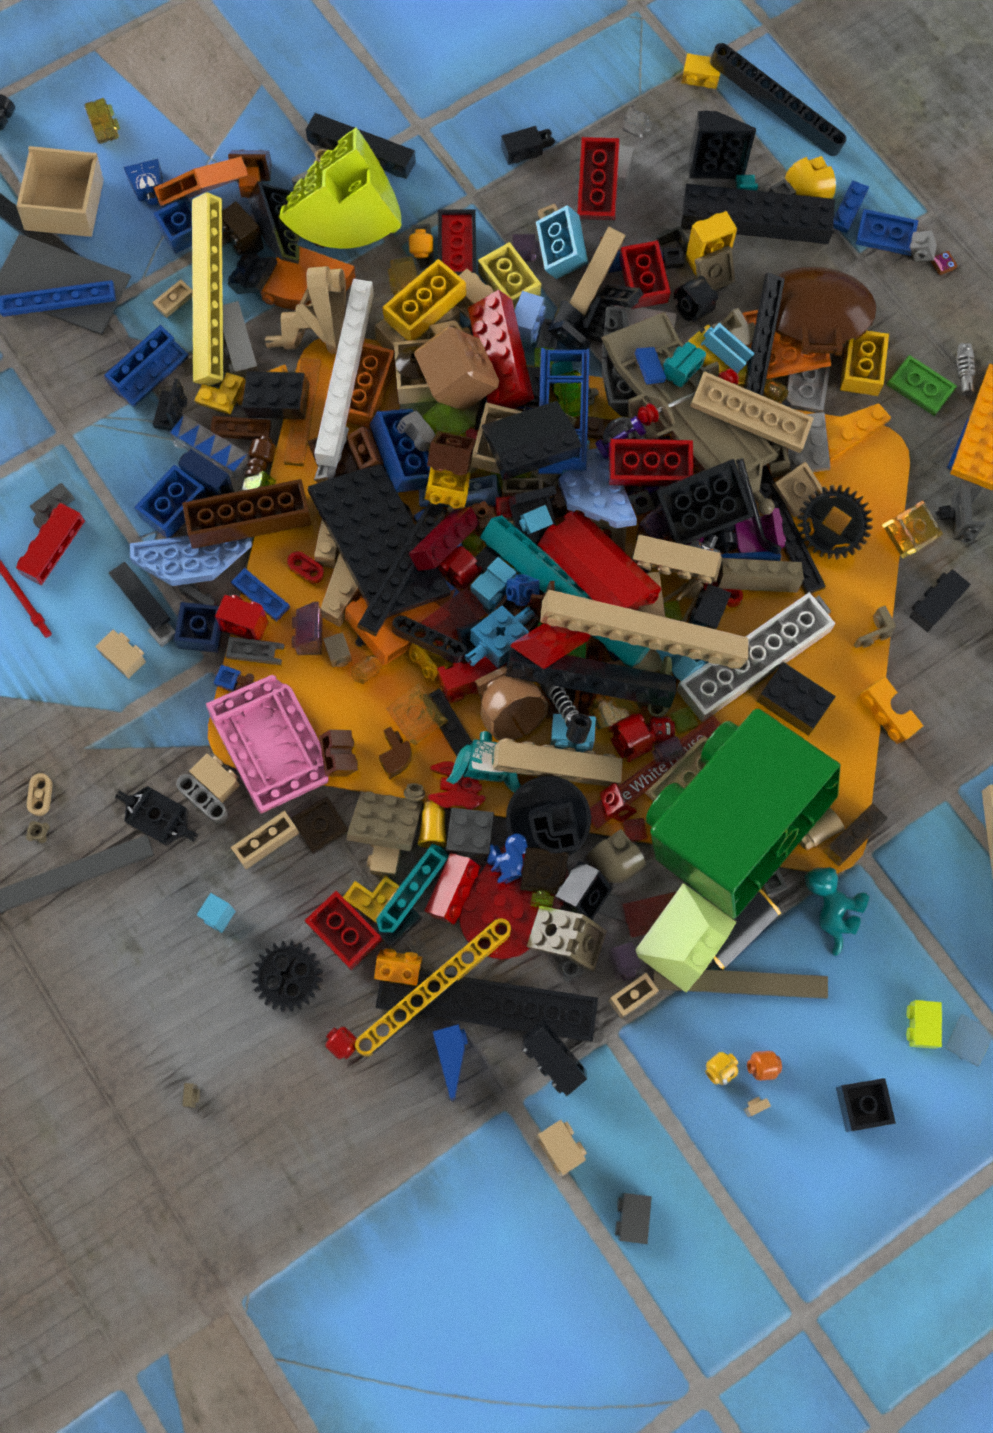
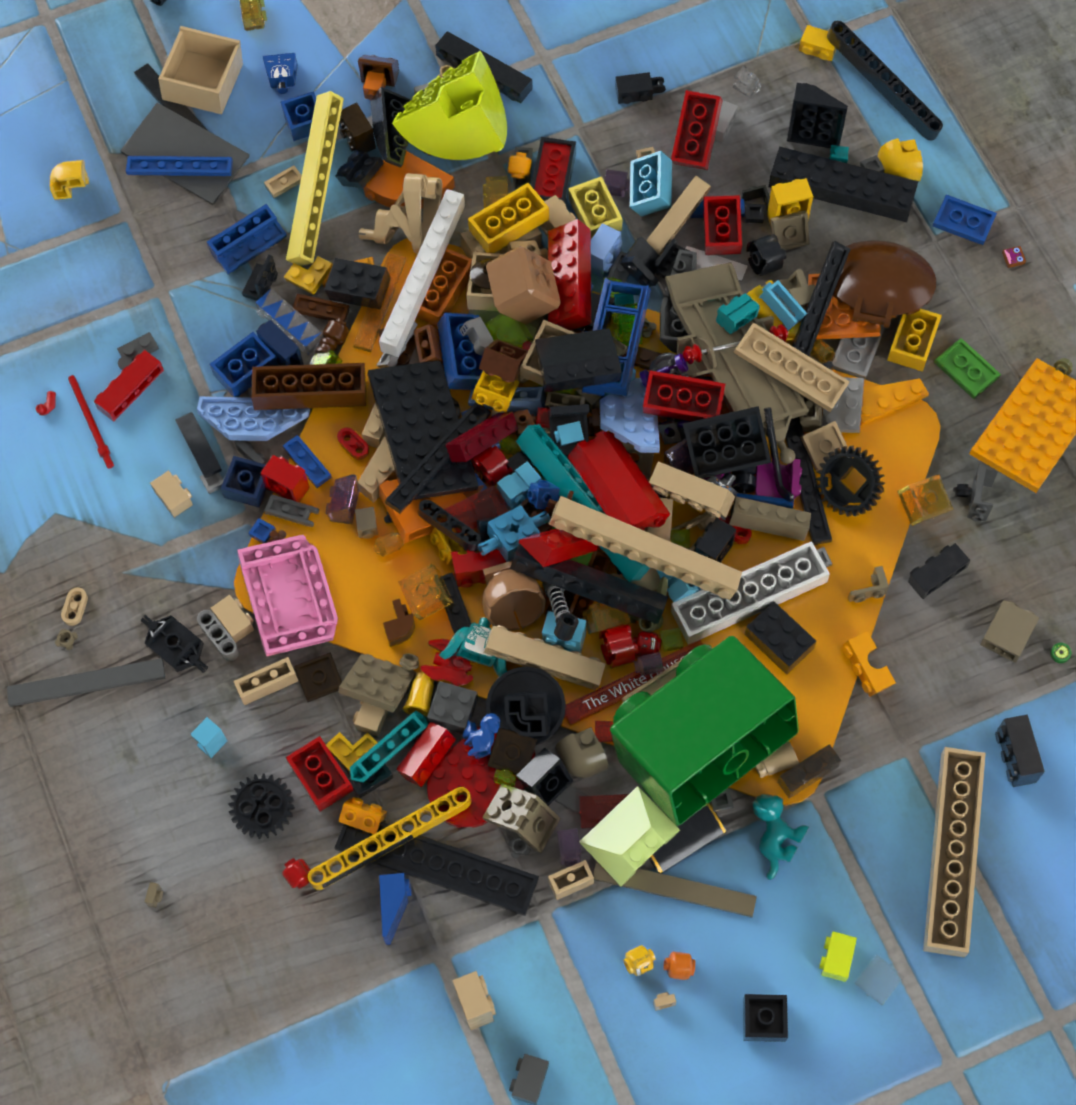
camera: 15 degrees right, 5 degrees down
(200, 180) = (329, 79): orange brick -> none
(237, 341) = (333, 229): light grey brick -> none
(337, 753) = (346, 614): reddish brown brick -> none
(554, 1058) = (485, 920): black brick -> none
(614, 803) = (589, 704): red bracket -> none
(620, 295) = (694, 241): black plate -> none
(650, 365) = (705, 309): blue tile -> none
(849, 206) = (934, 190): blue plate -> none
(923, 246) = (995, 238): light grey brick -> none
(966, 367) = (1013, 358): light grey hinge -> none

